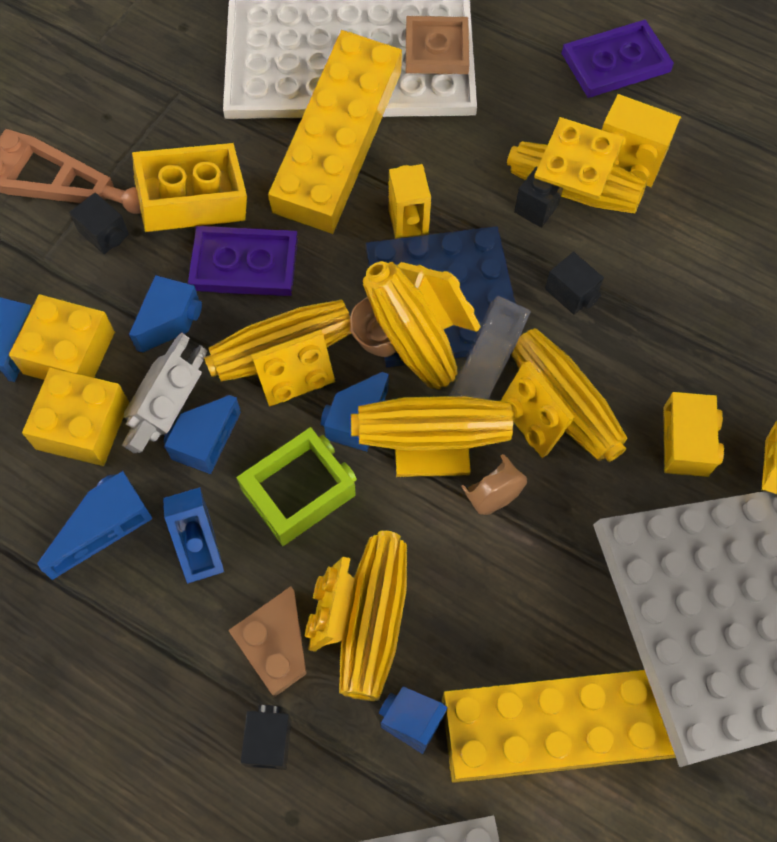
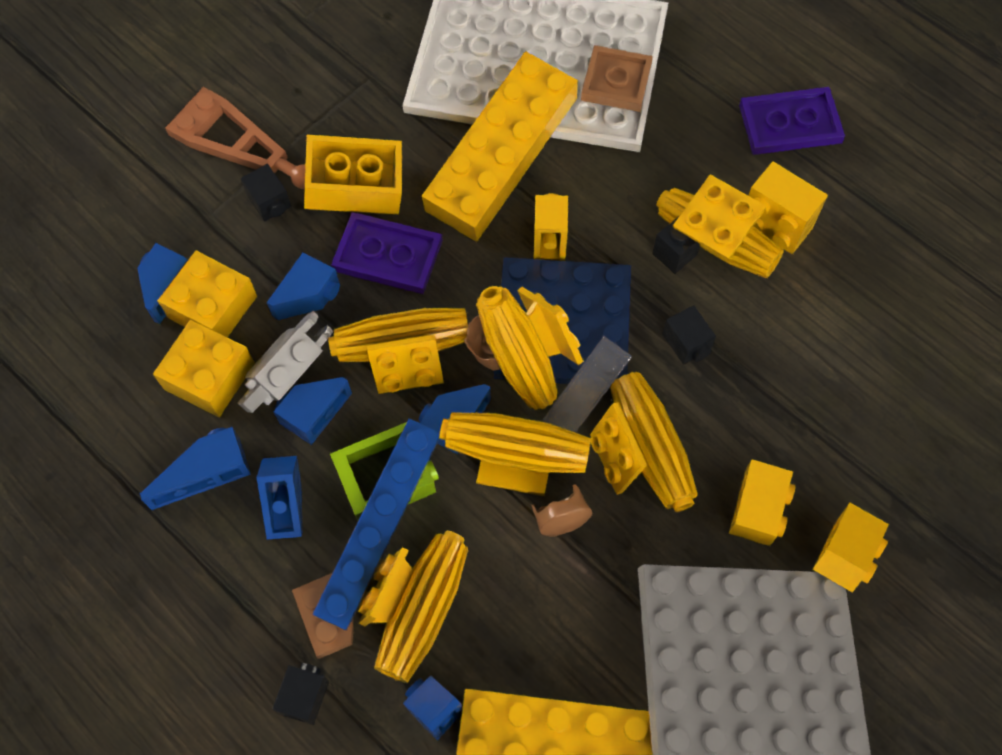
camera: 15 degrees right, 0 degrees up
(305, 542) = (377, 525): none -> blue plate

